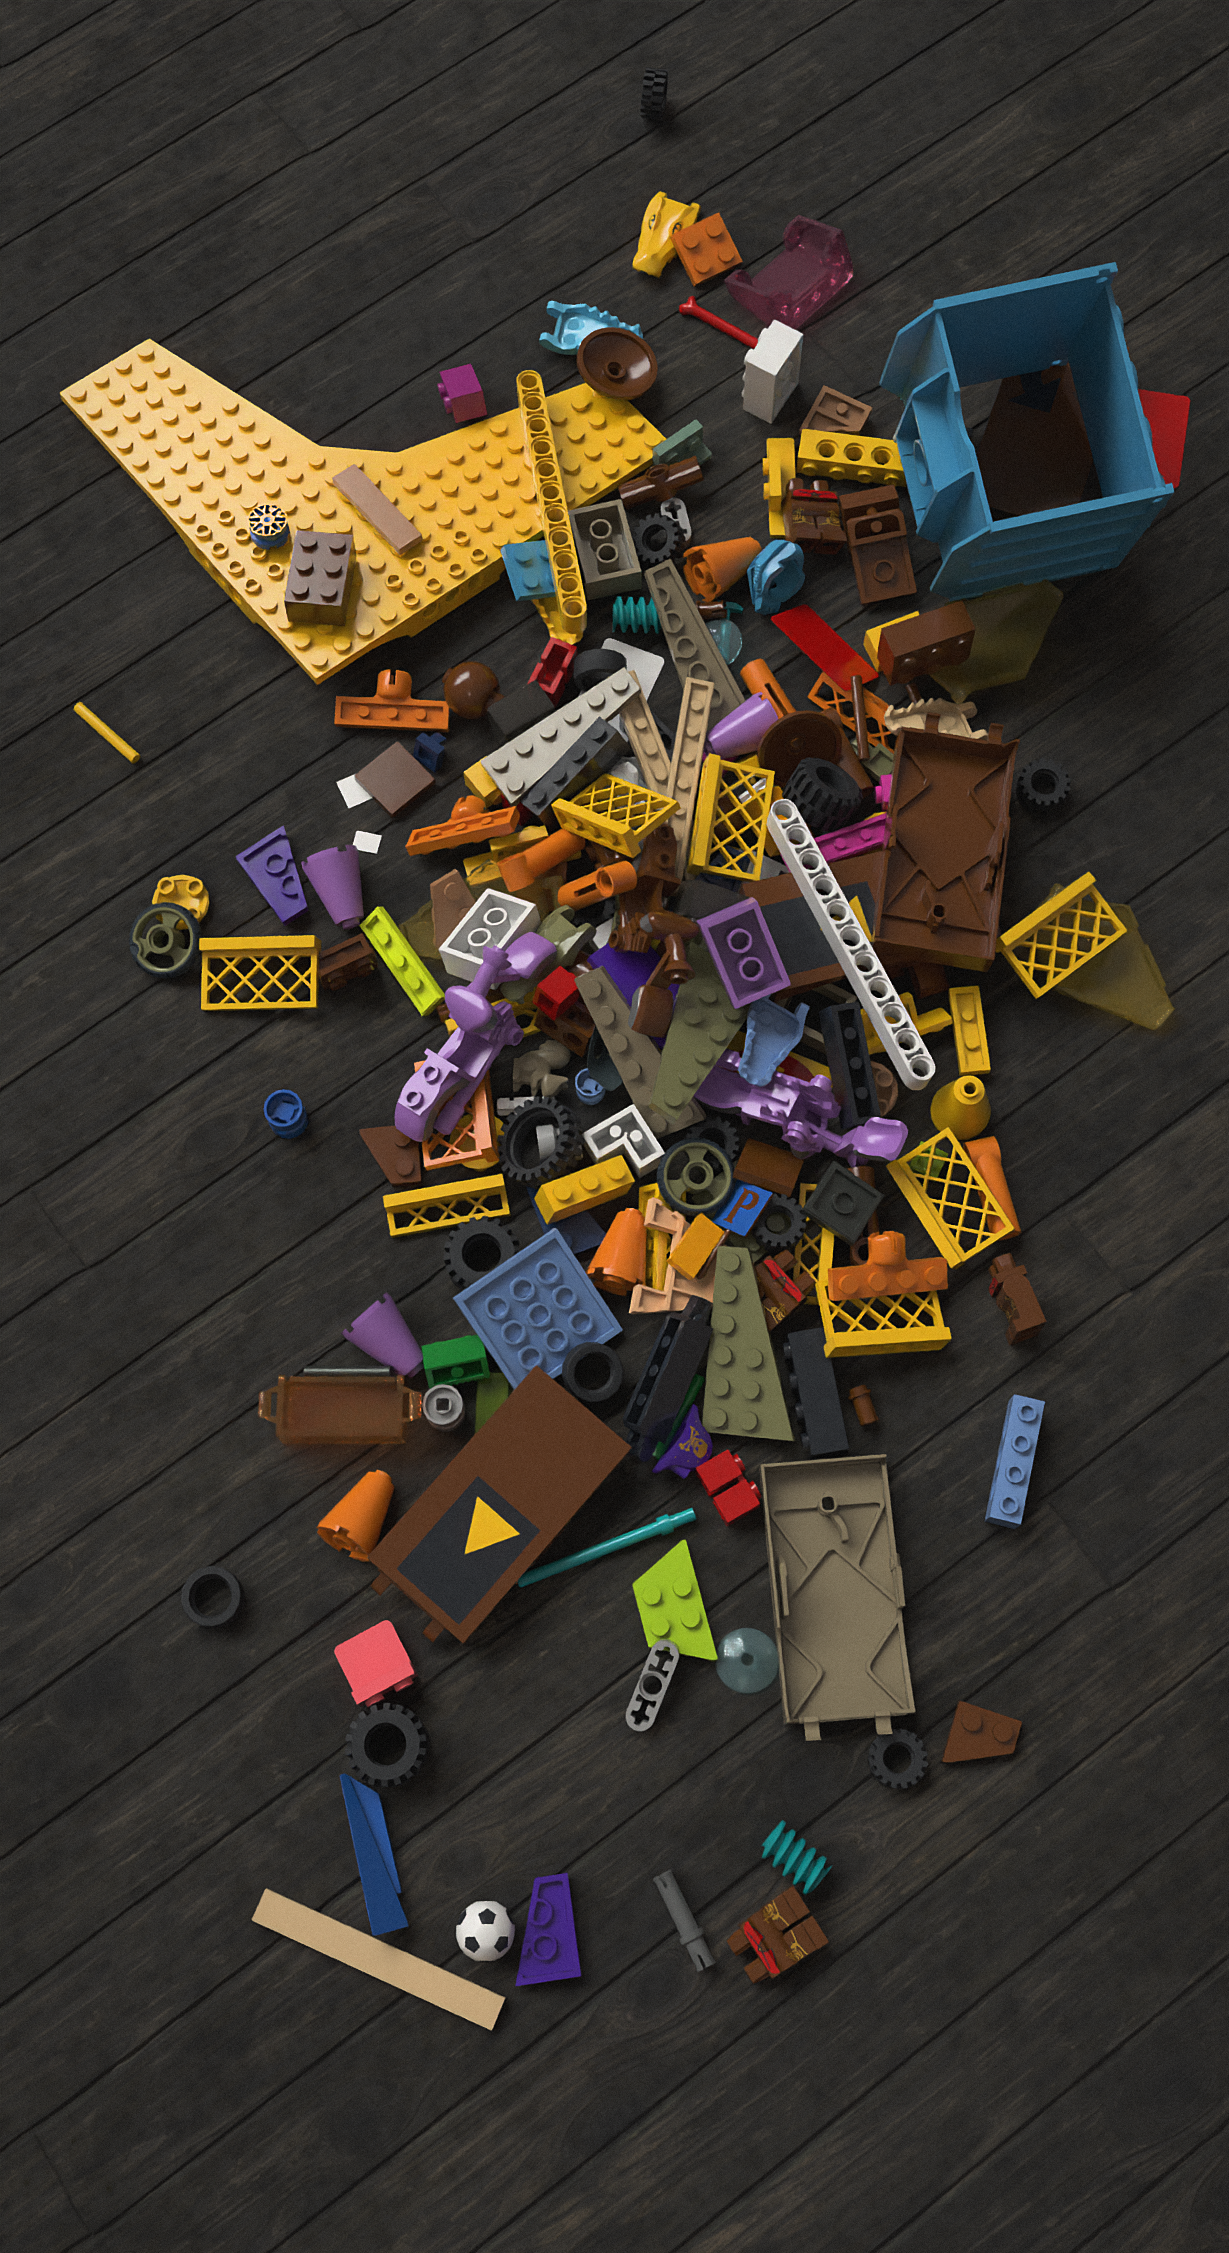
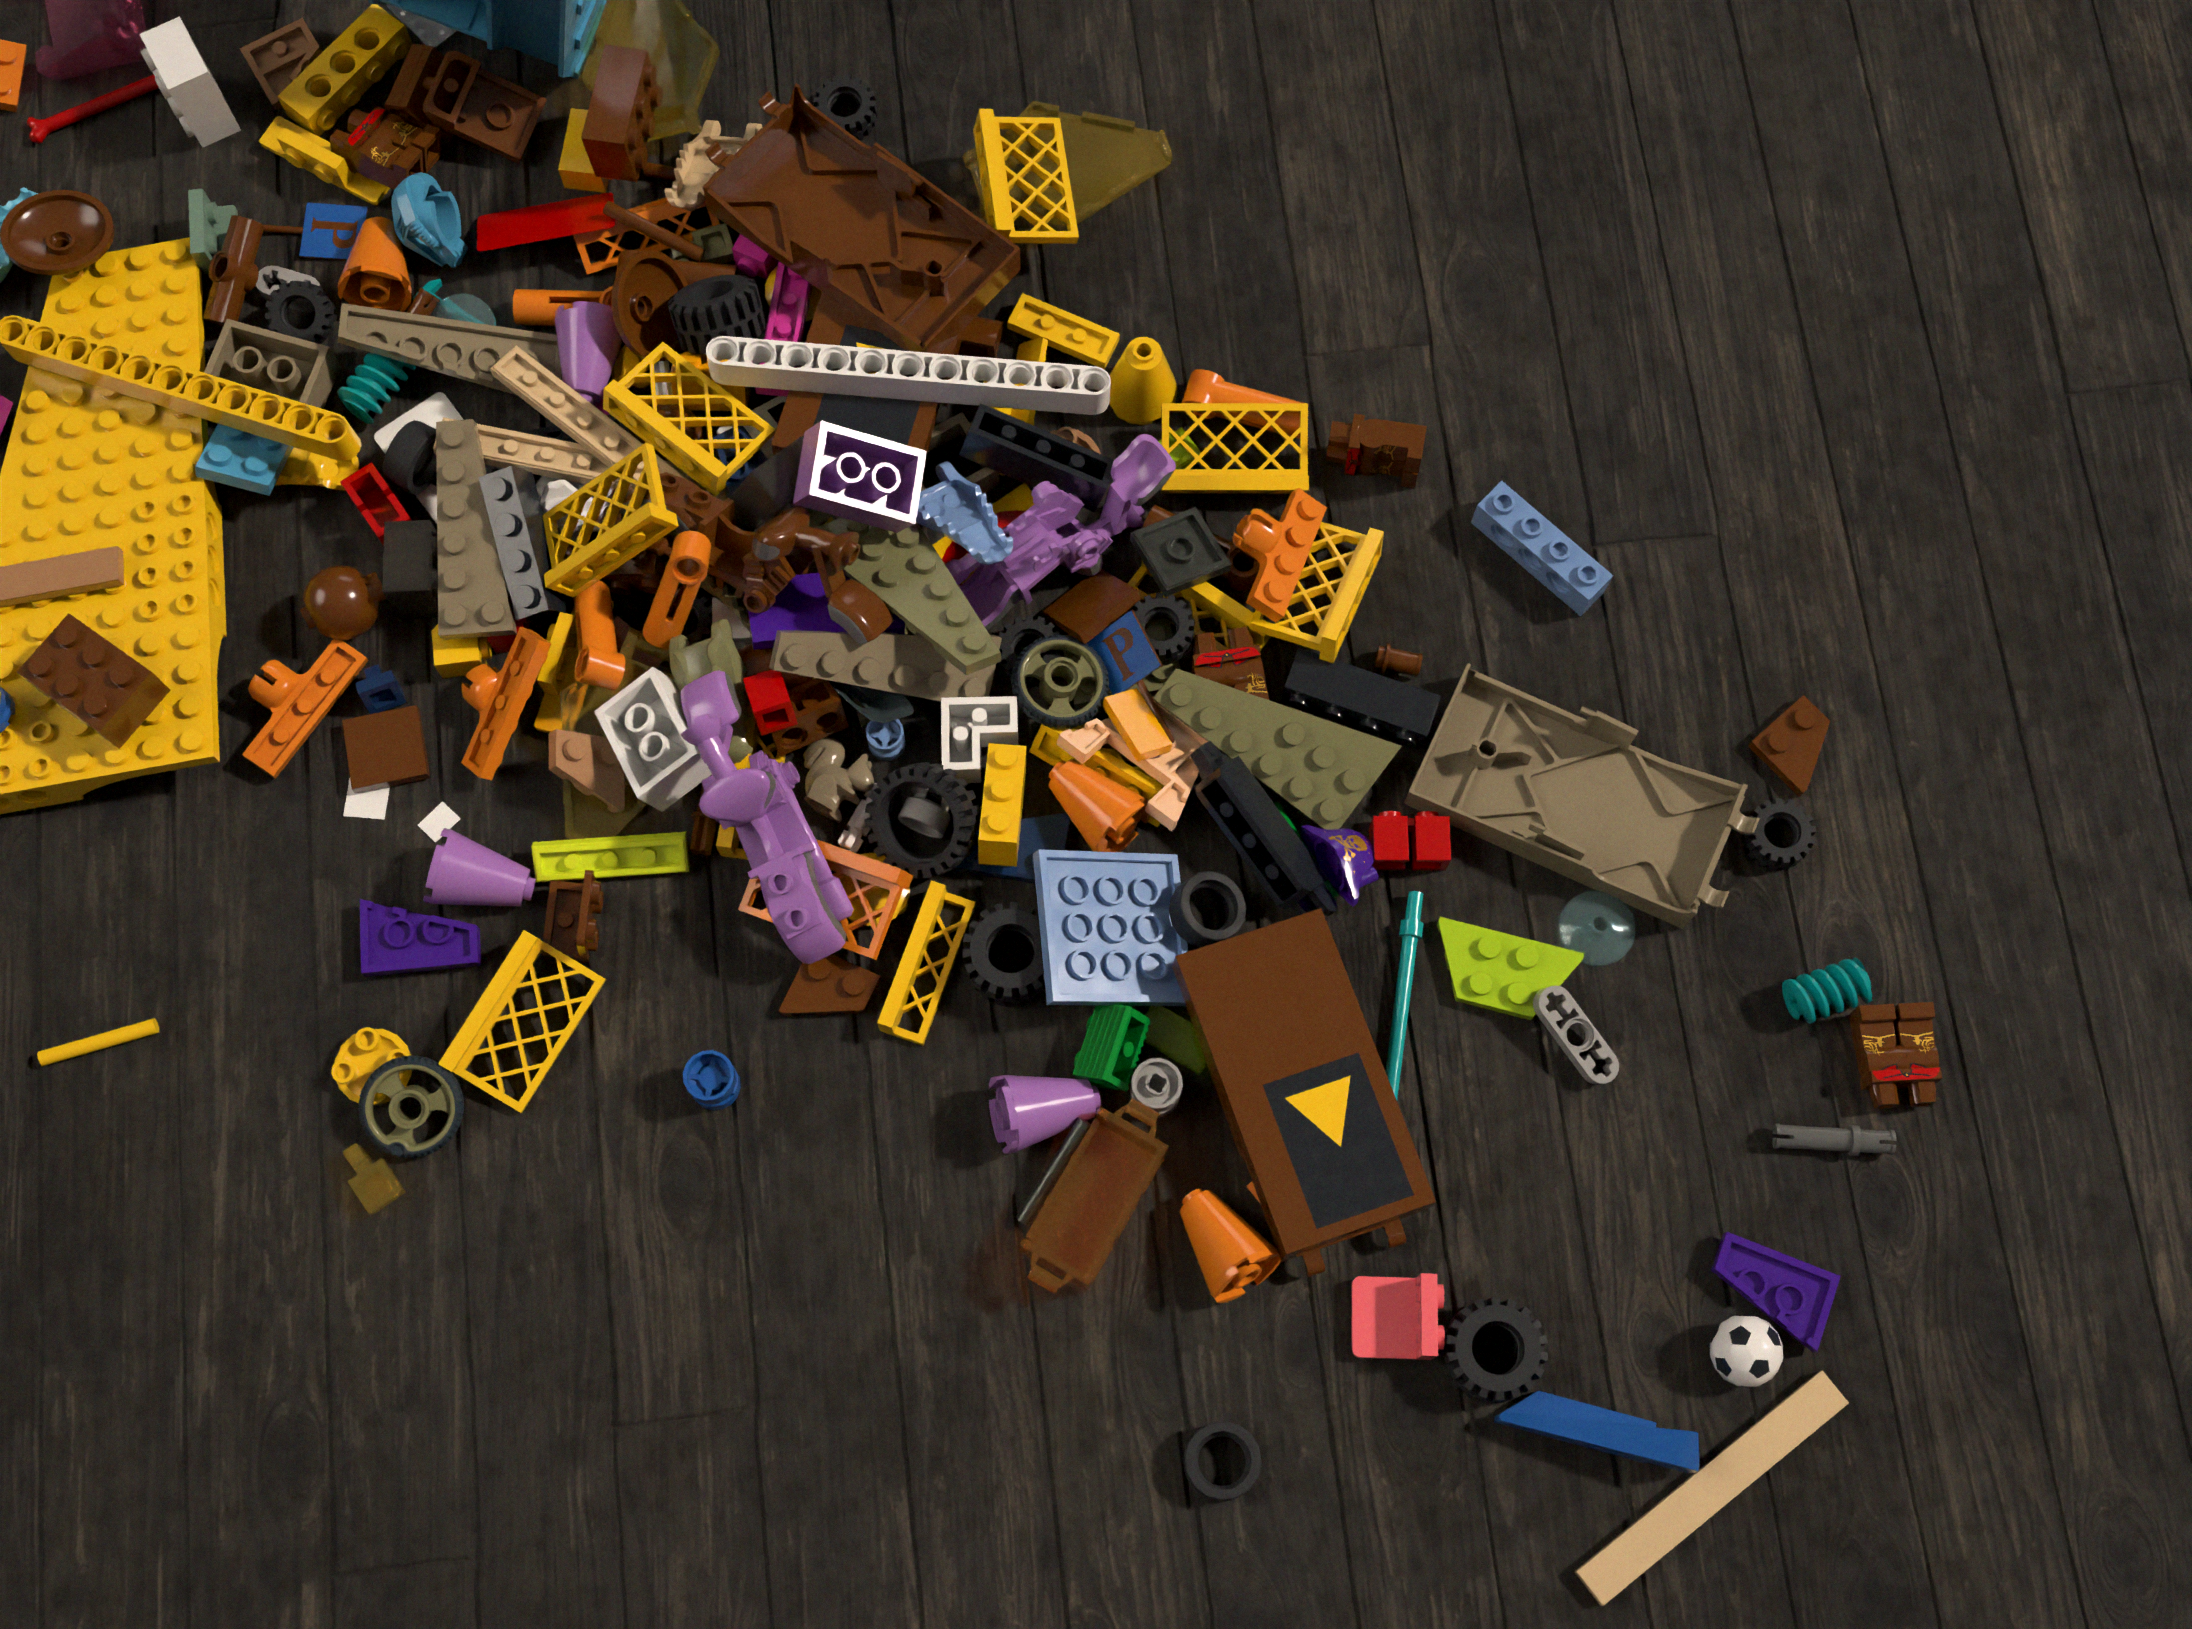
camera: 65 degrees left, 0 degrees up
(106, 948) = (375, 1183): none -> clear yellow plate
(732, 519) = (327, 230): none -> blue piece

